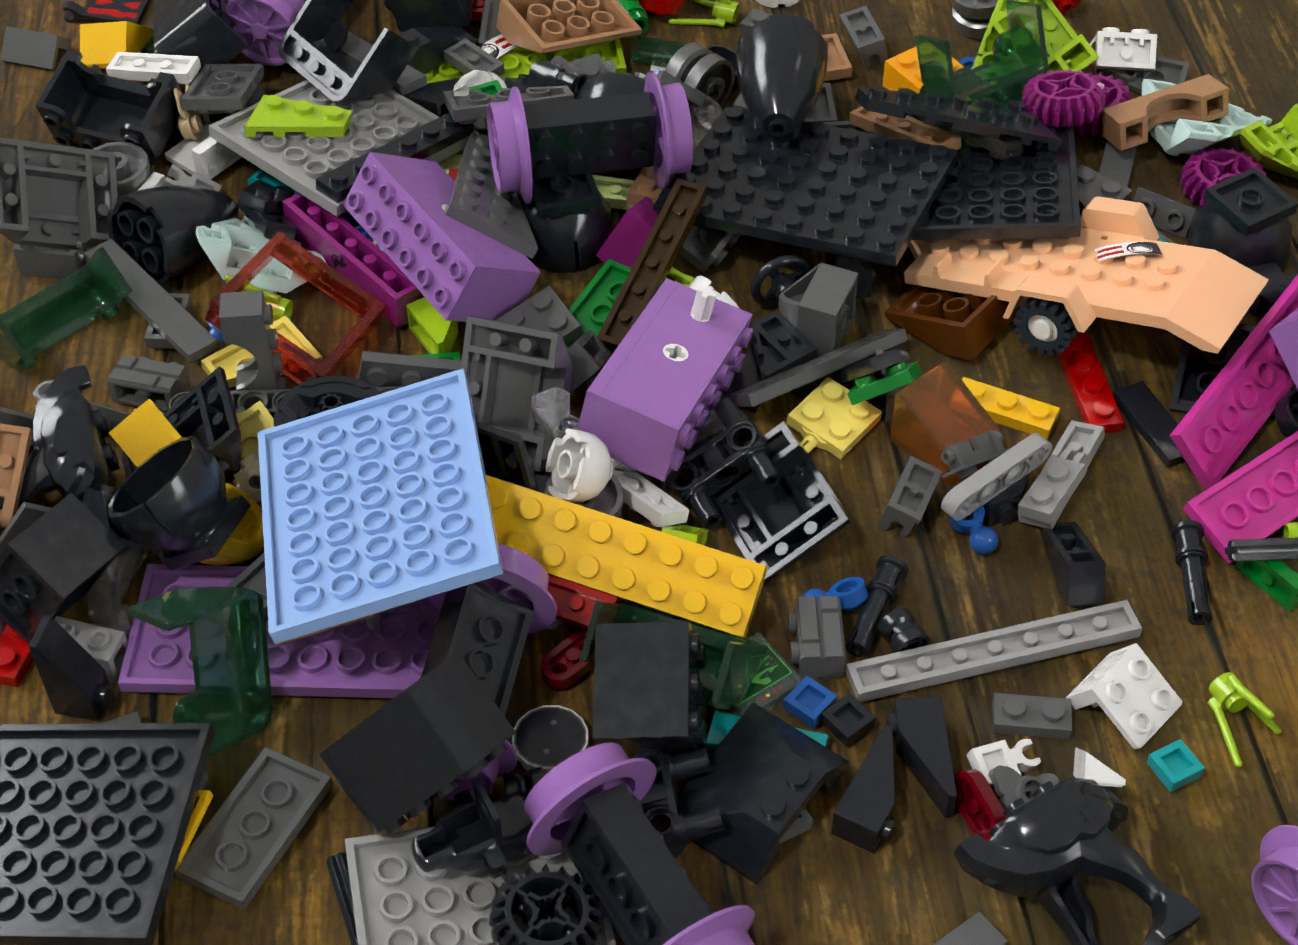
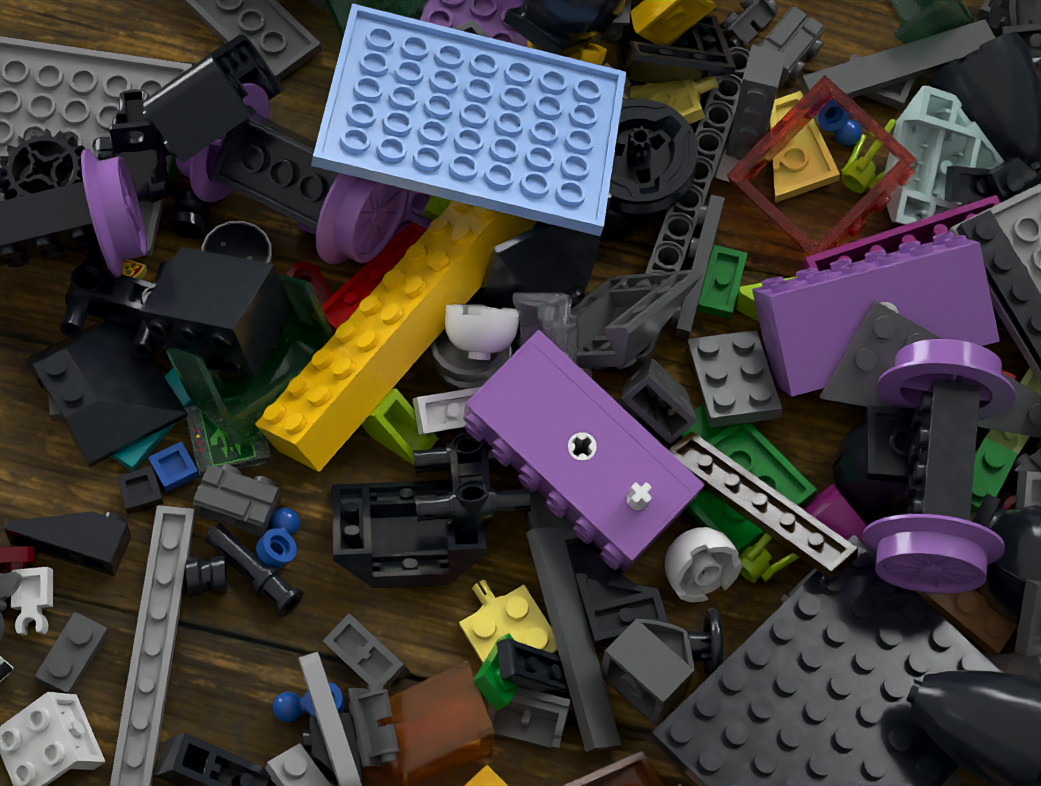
camera: 105 degrees right, 15 degrees up
(868, 803) = (48, 472): black slope -> none

